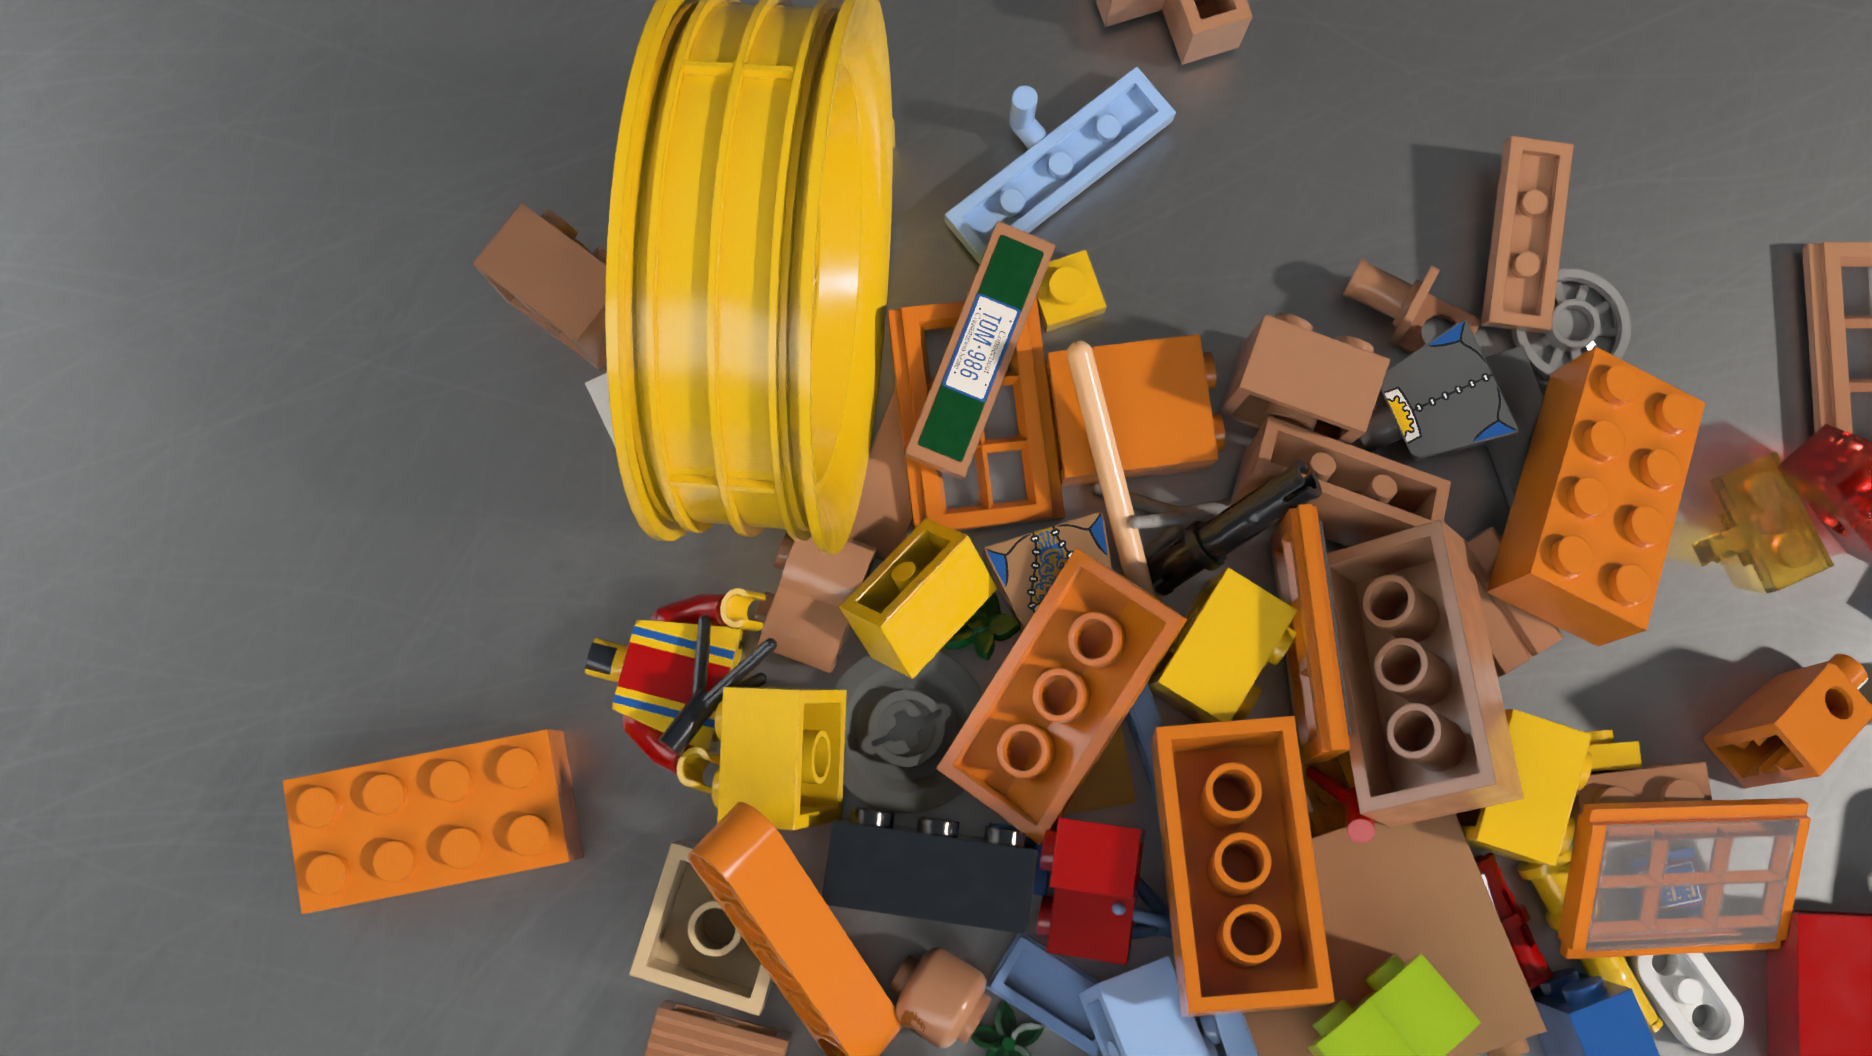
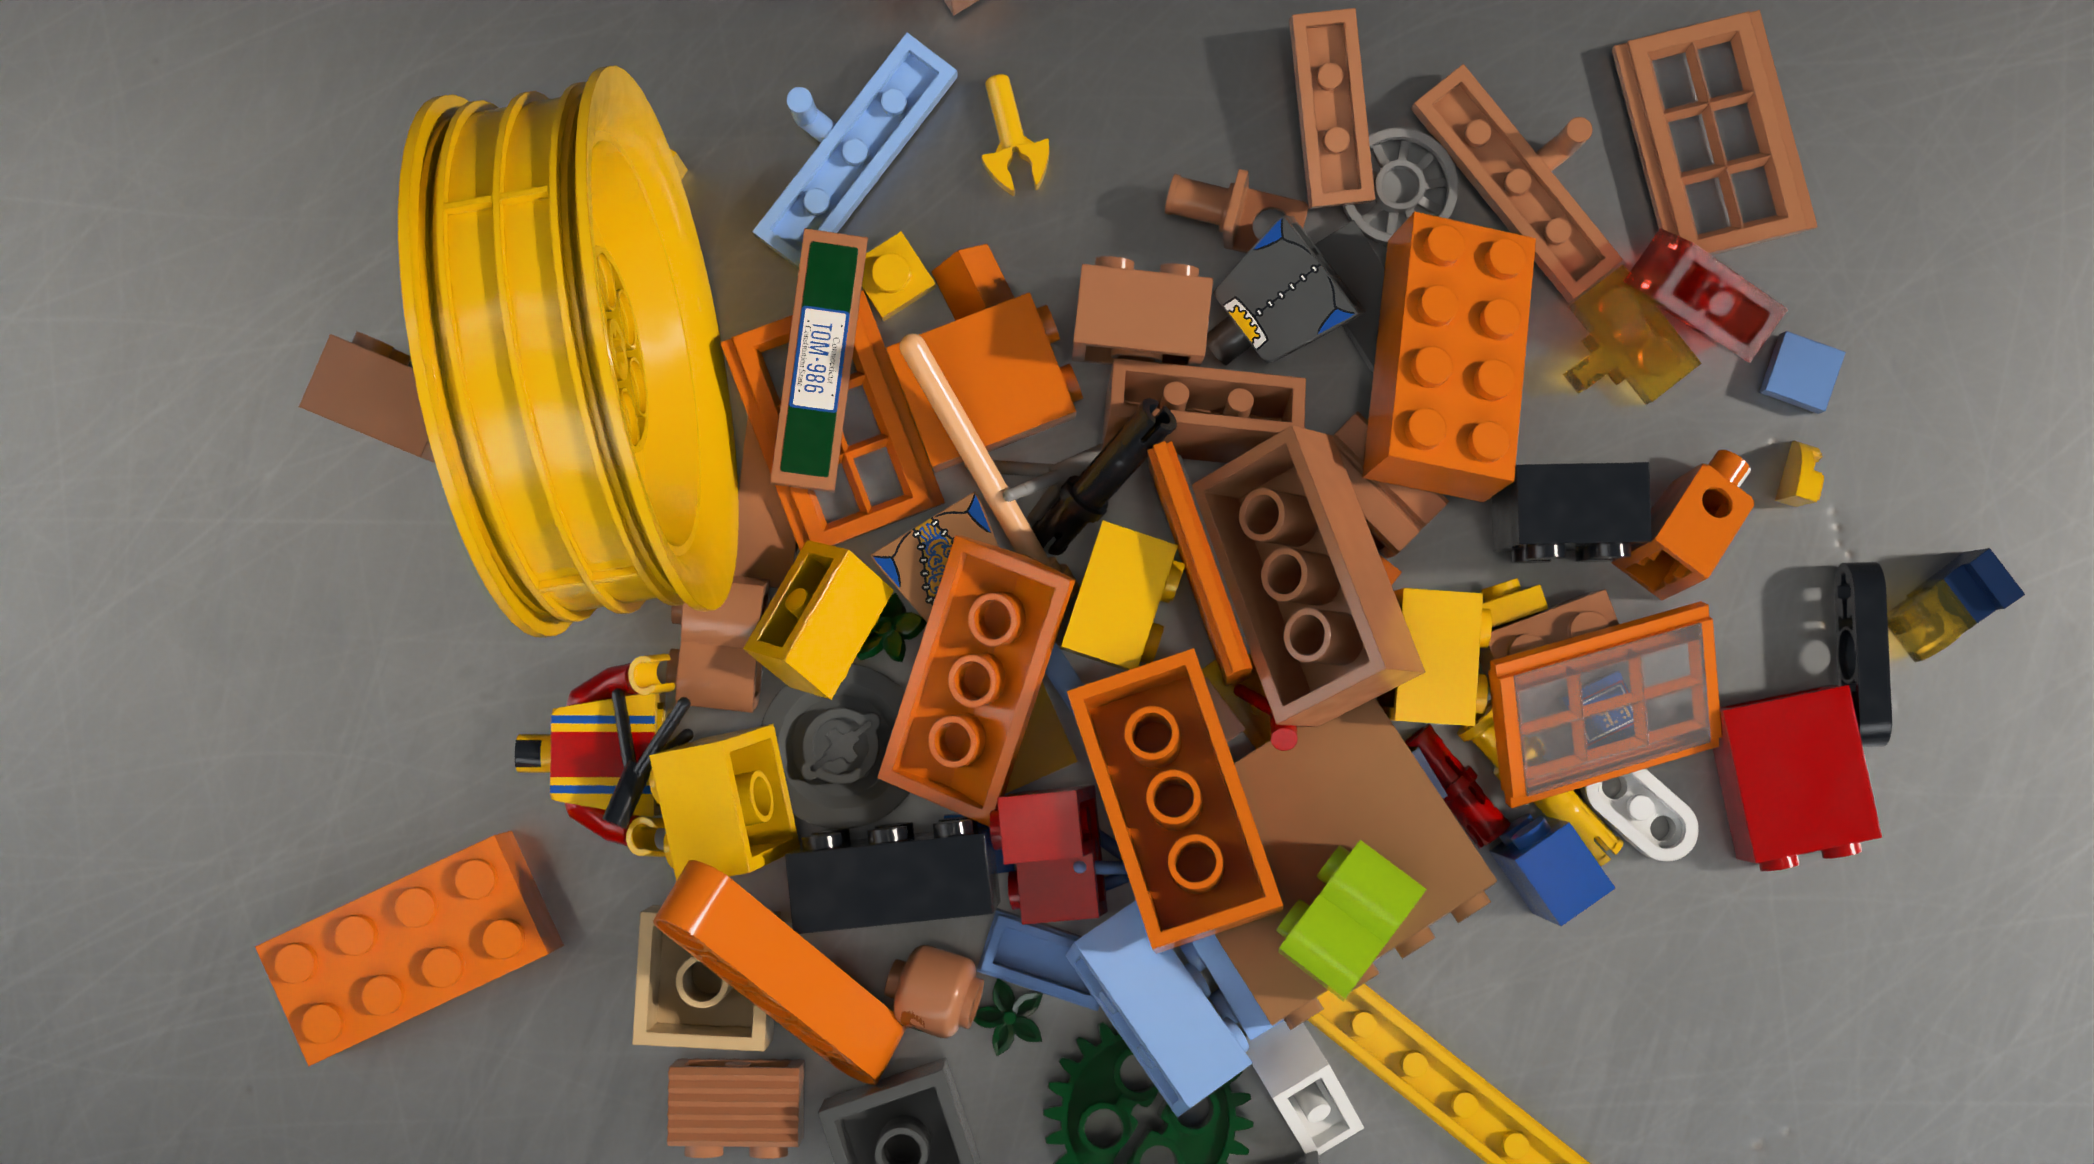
camera: 15 degrees left, 5 degrees up
(1139, 312) = (971, 281): none -> orange slope
(1209, 191) = (1011, 138): none -> yellow bar
(1689, 676) = (1575, 508): none -> black brick
(1691, 347) = (1519, 180): none -> nougat plate

